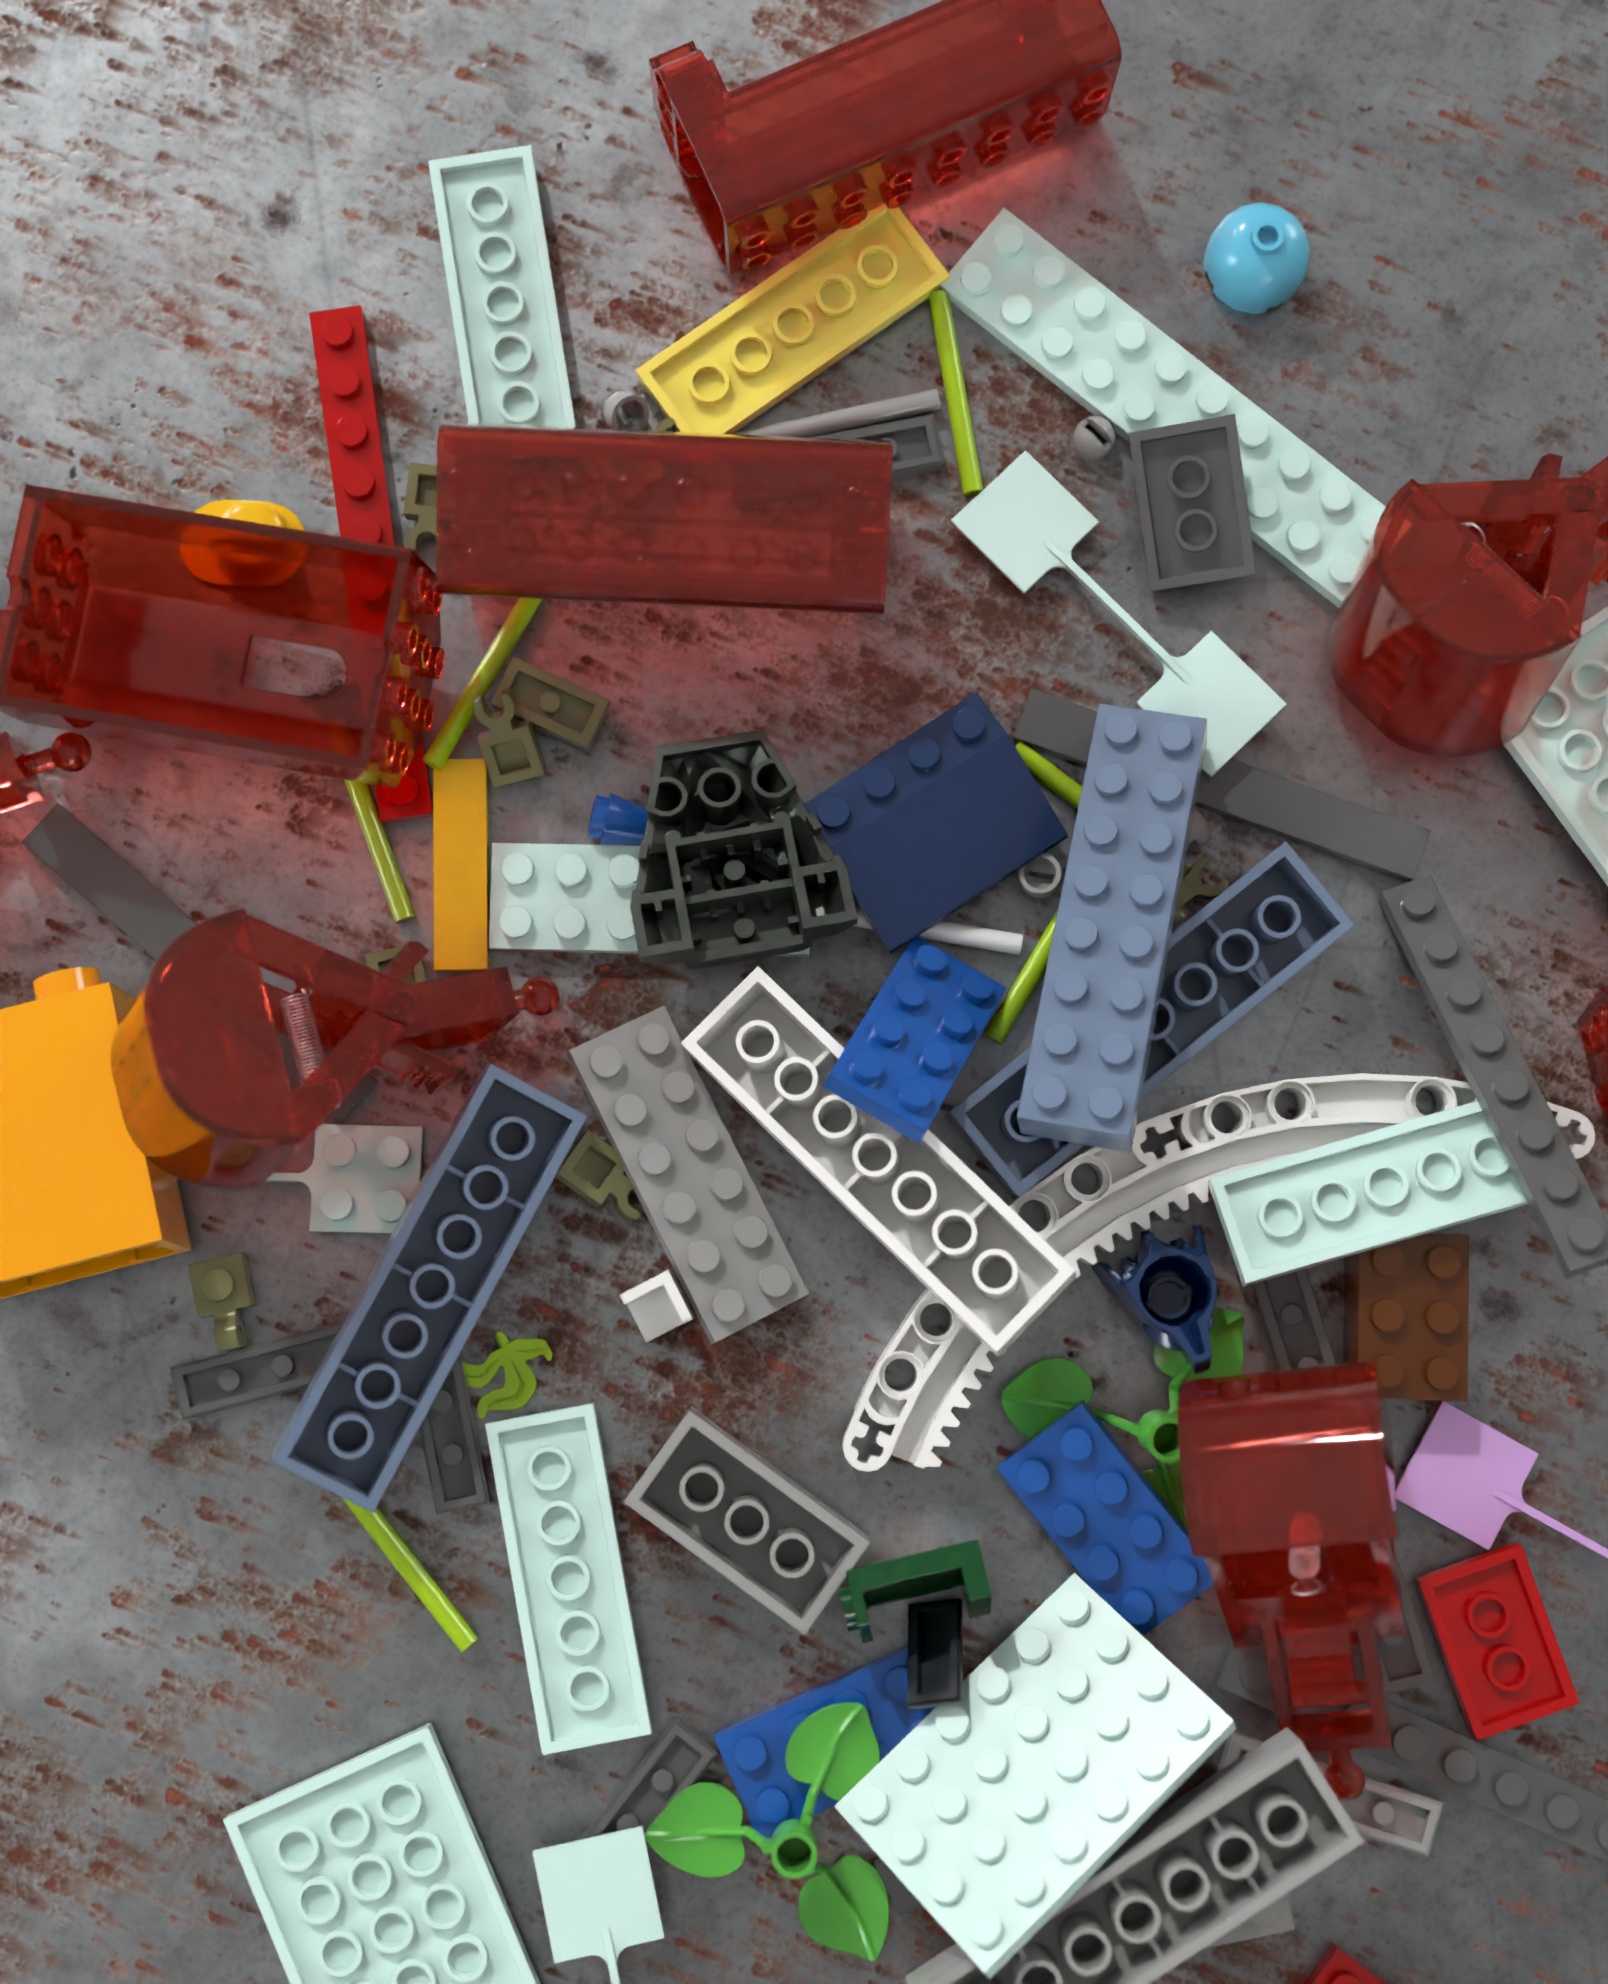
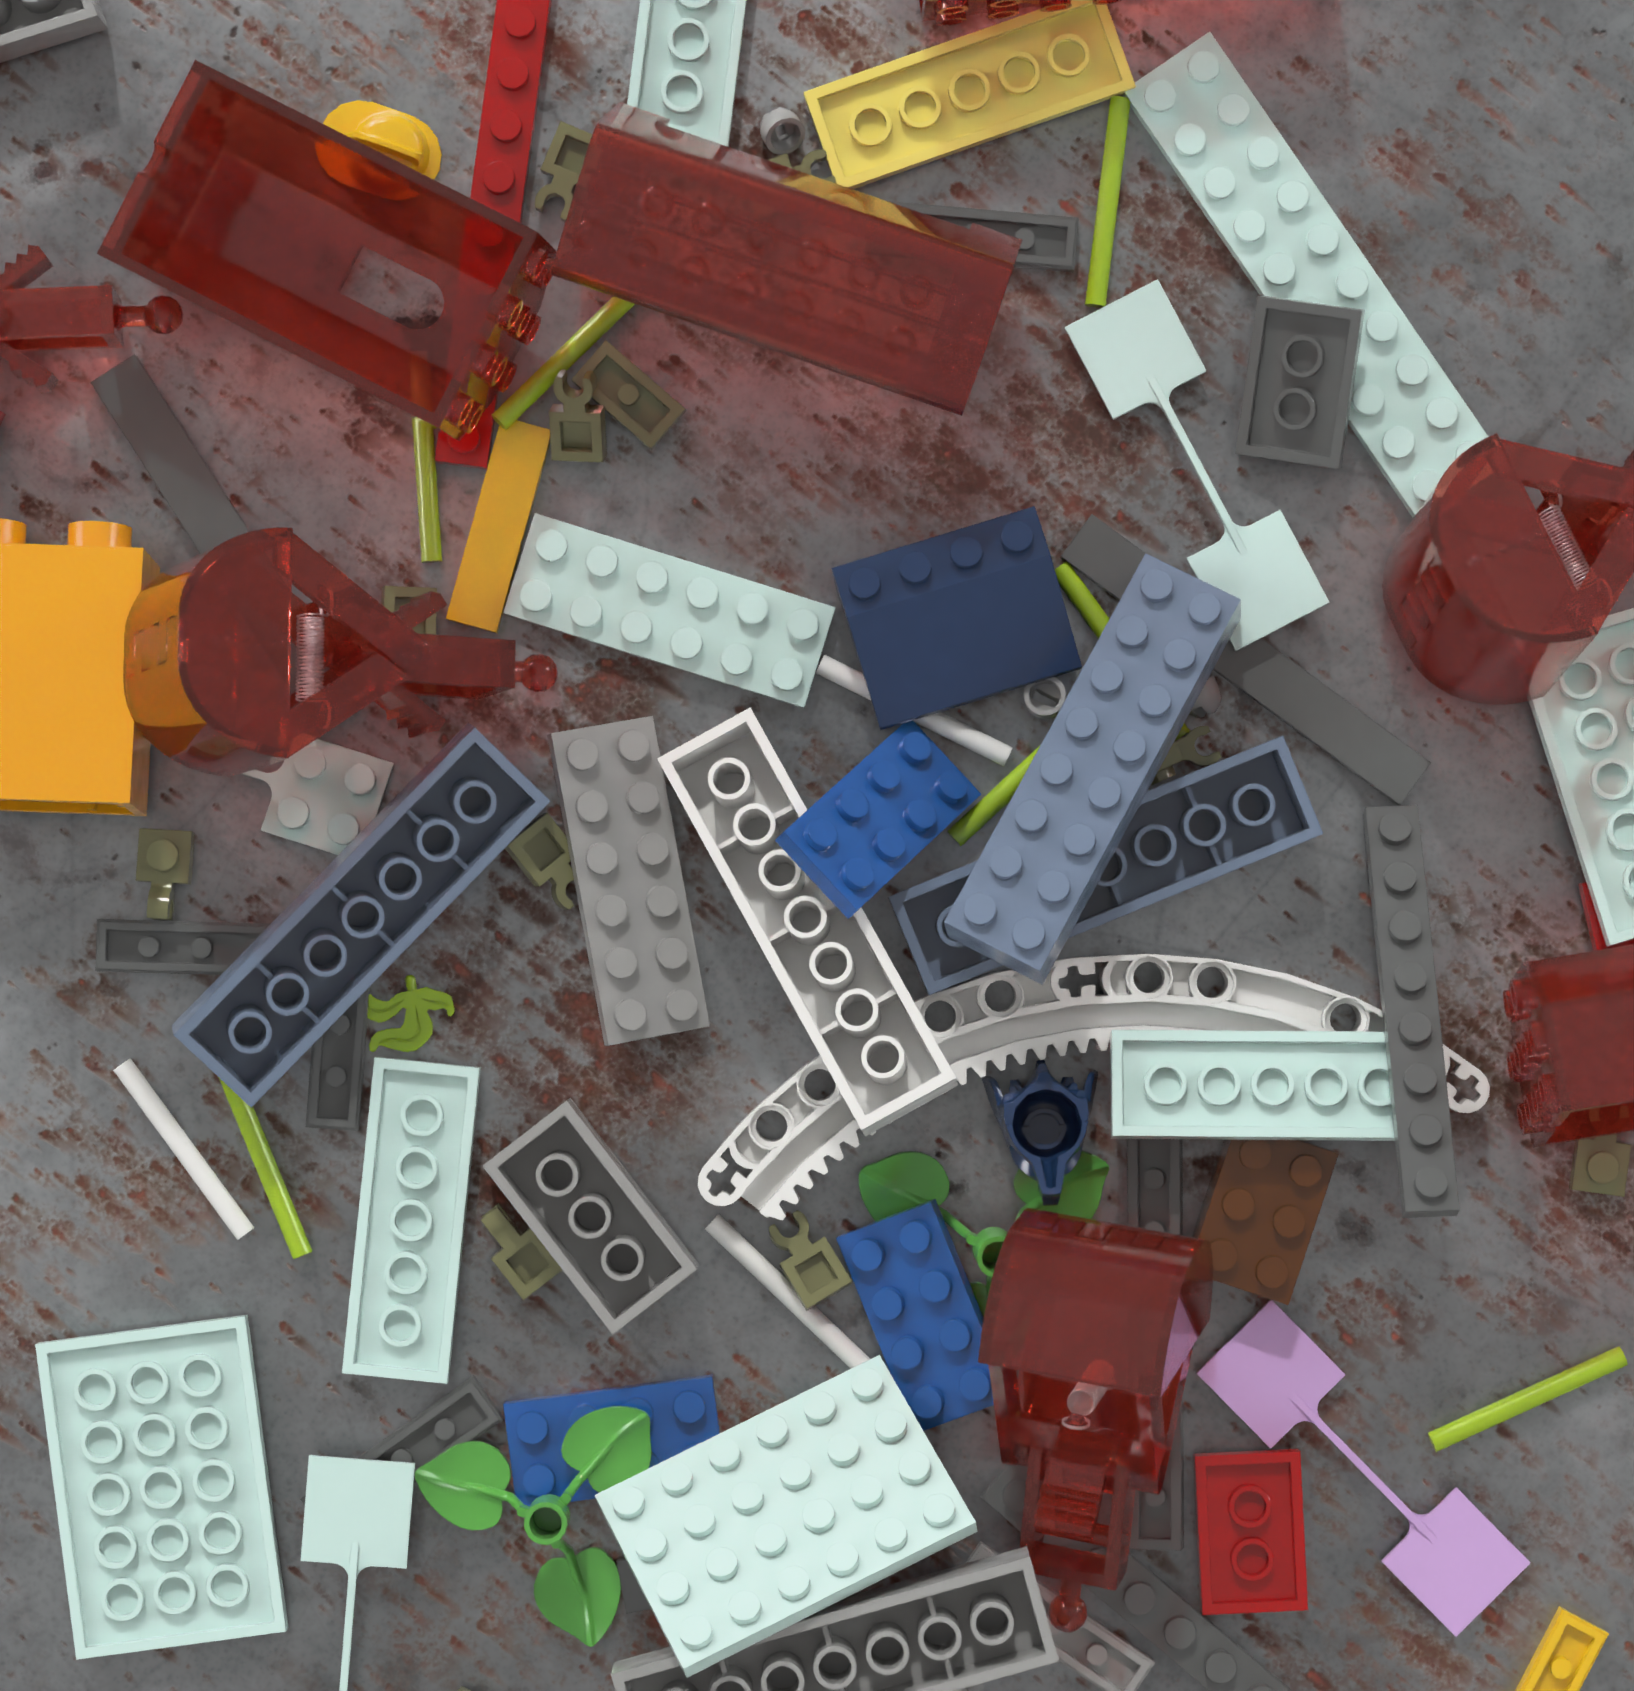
camera: 20 degrees right, 5 degrees up
(320, 1573) = (183, 1149): none -> white bar
(617, 821) = (666, 530): blue cone -> none
(658, 1305) = (566, 995): white panel -> none
(689, 1580) = (522, 1255): none -> olive plate
(732, 859) = (756, 598): pearl dark grey wedge -> none
(852, 417) = (984, 196): light grey bar -> none
(915, 1577) = (726, 1314): dark green panel -> none
(935, 1654) = (727, 1388): black tile -> none
(956, 1533) = (782, 1290): none -> white bar
(982, 1505) = (812, 1268): none -> olive plate
(1087, 445) = (1218, 290): light grey hinge -> none
(1257, 257) = (1441, 153): medium azure cylinder -> none

